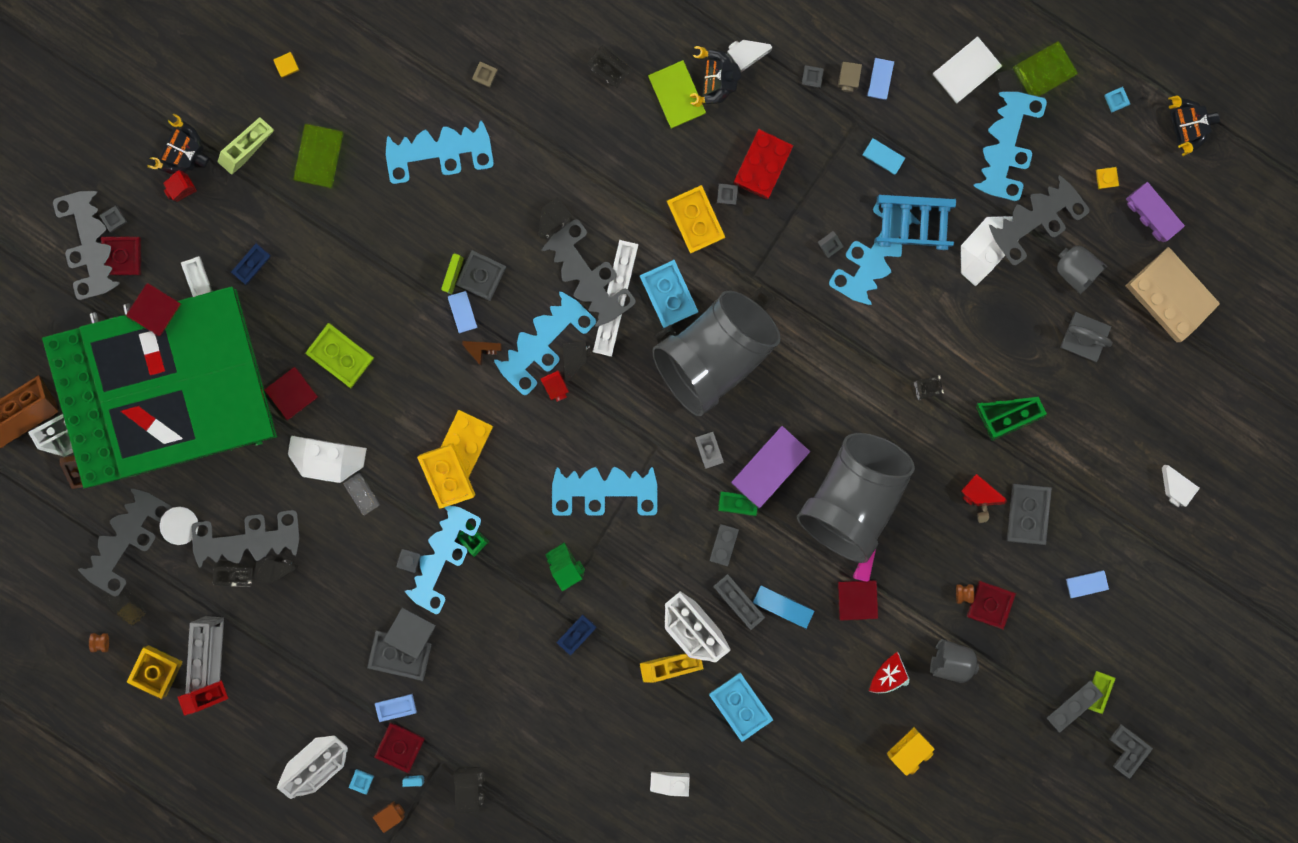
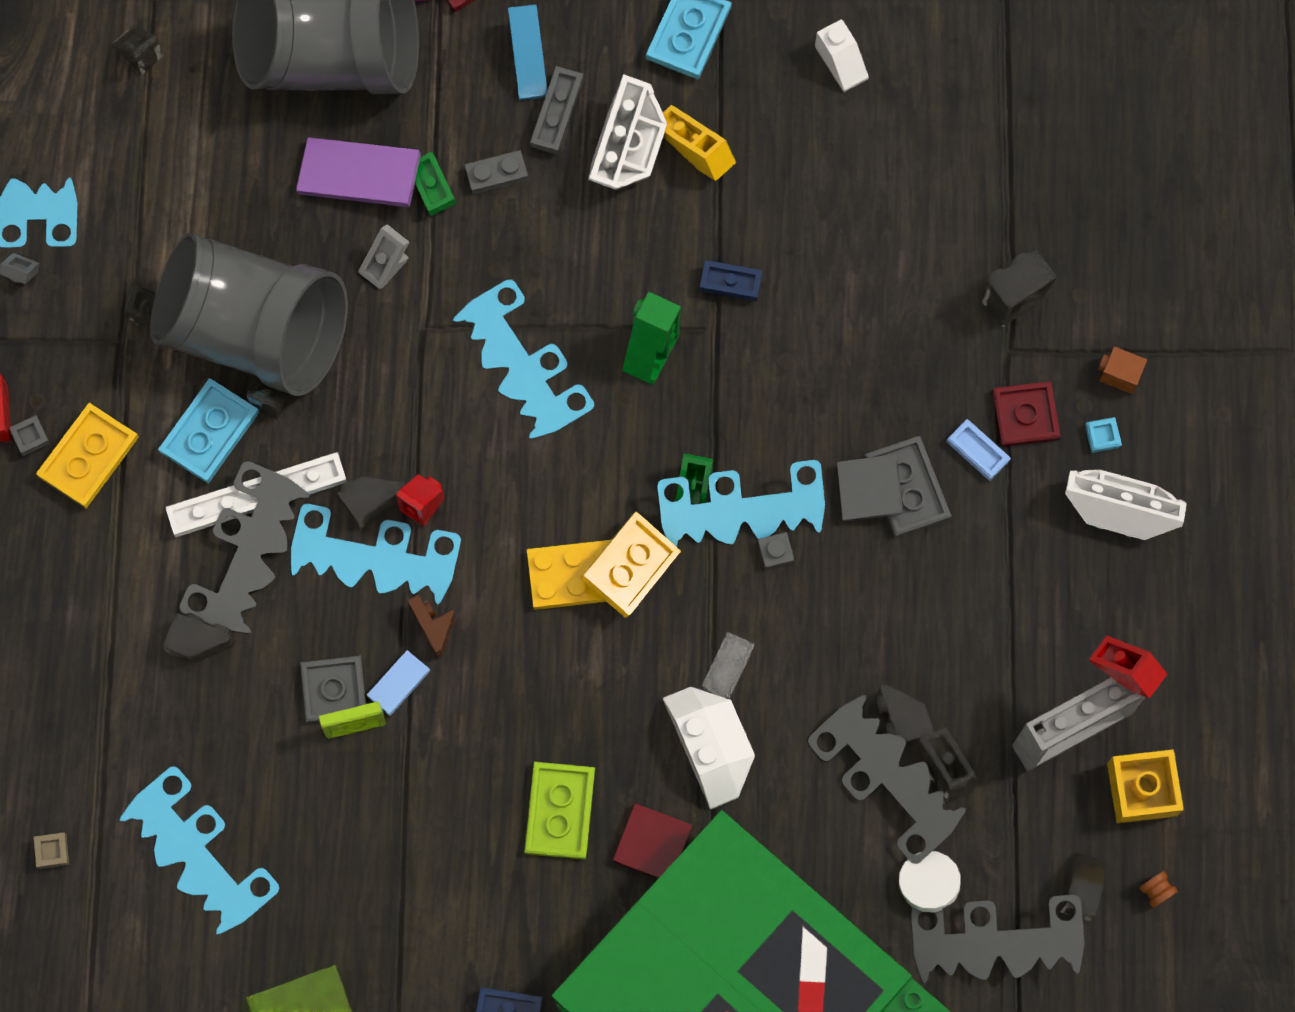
camera: 120 degrees left, 15 degrees down
(417, 780) = (1056, 367): medium azure tile -> none

